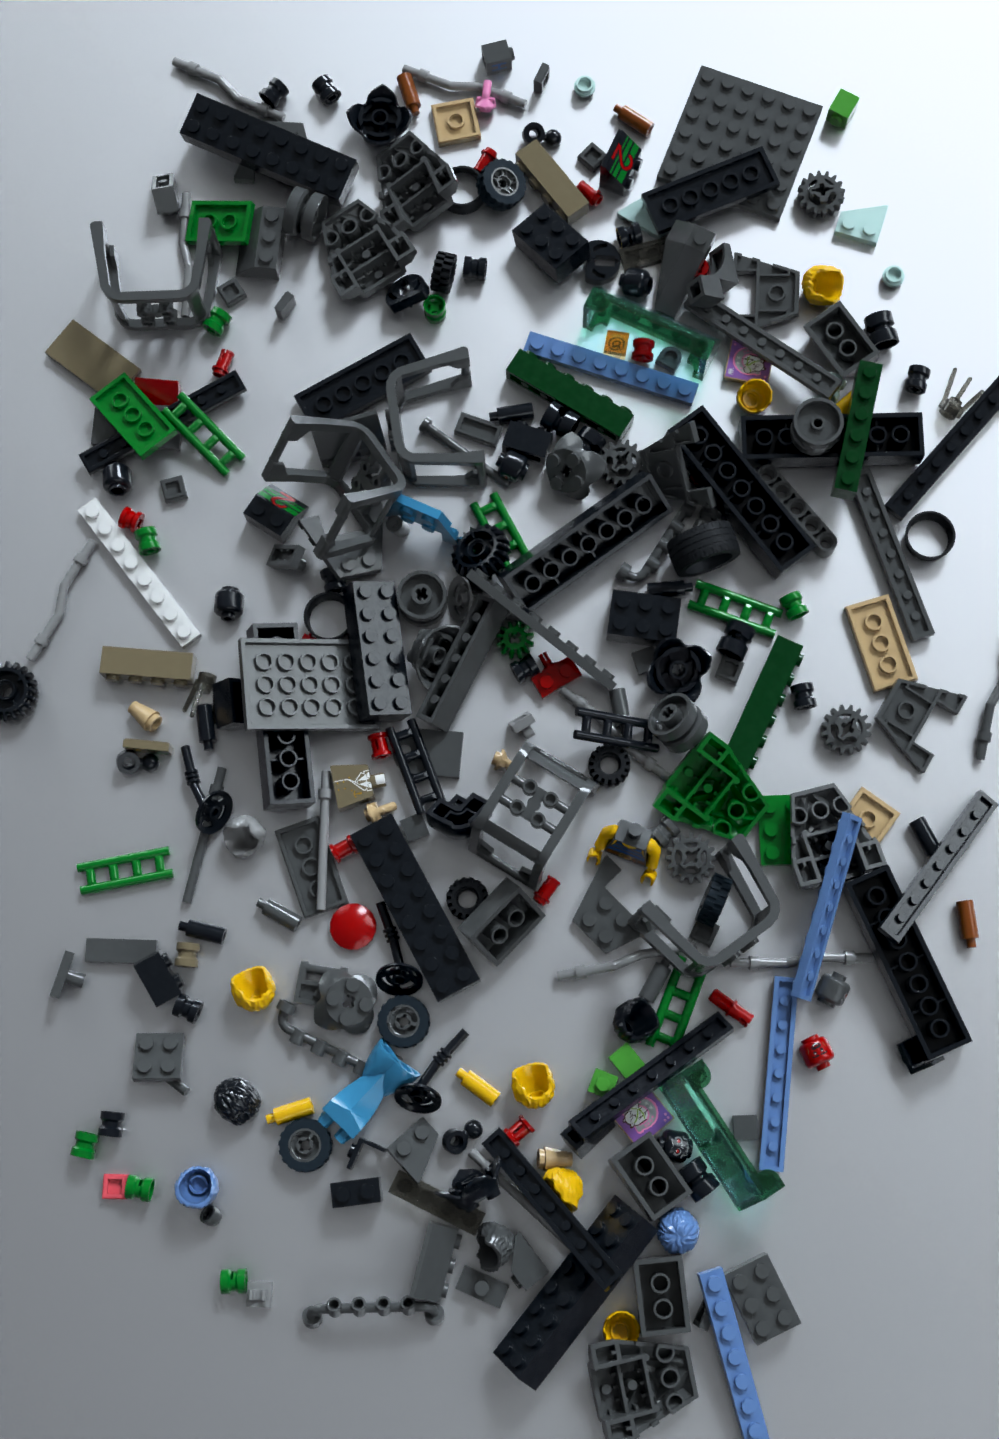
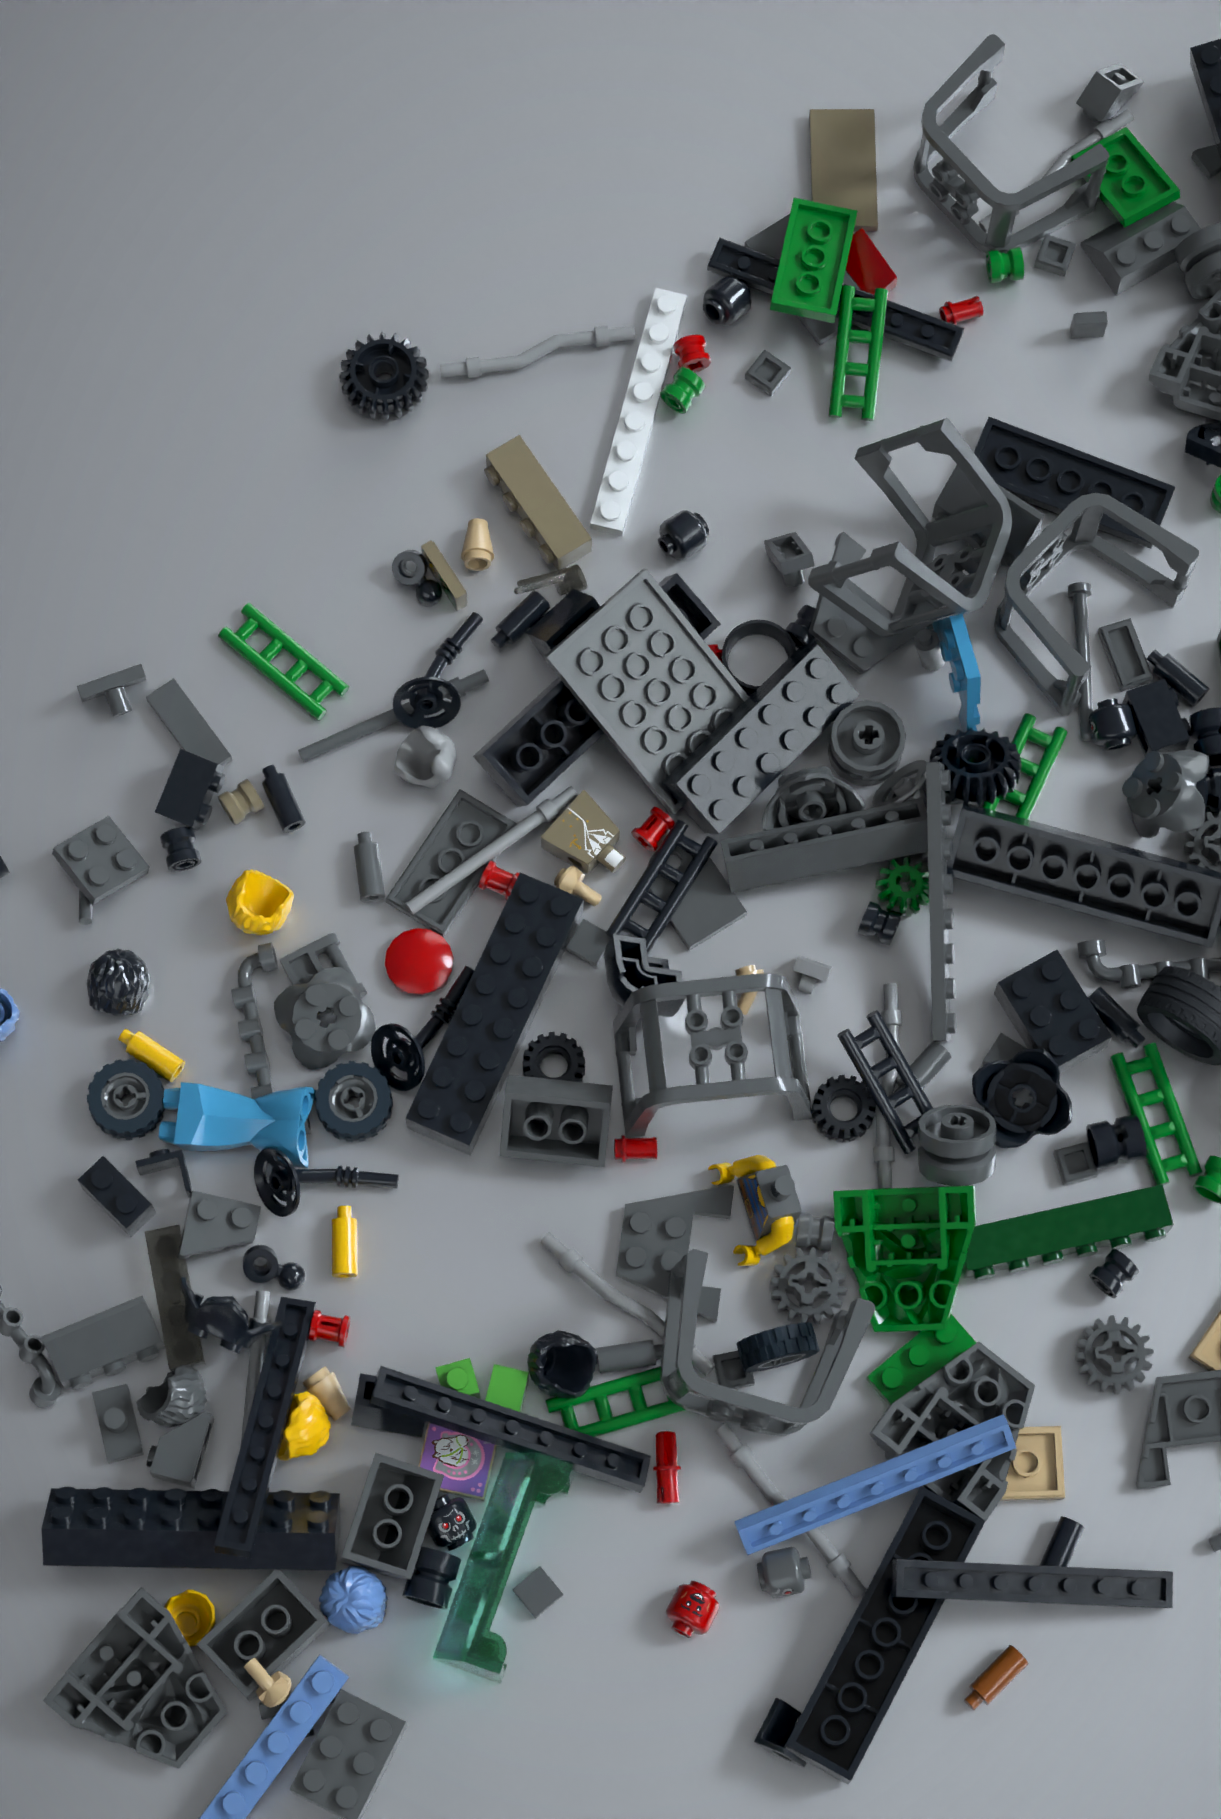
camera: 45 degrees right, 5 degrees down
(275, 512) = (833, 502): black slope -> none
(533, 1085) = (394, 1302): yellow hair -> none
(554, 675) = (900, 965): red plate -> none
(697, 1313) = (273, 1689): none -> tan plate
(778, 1076) = (627, 1585): medium blue plate -> none

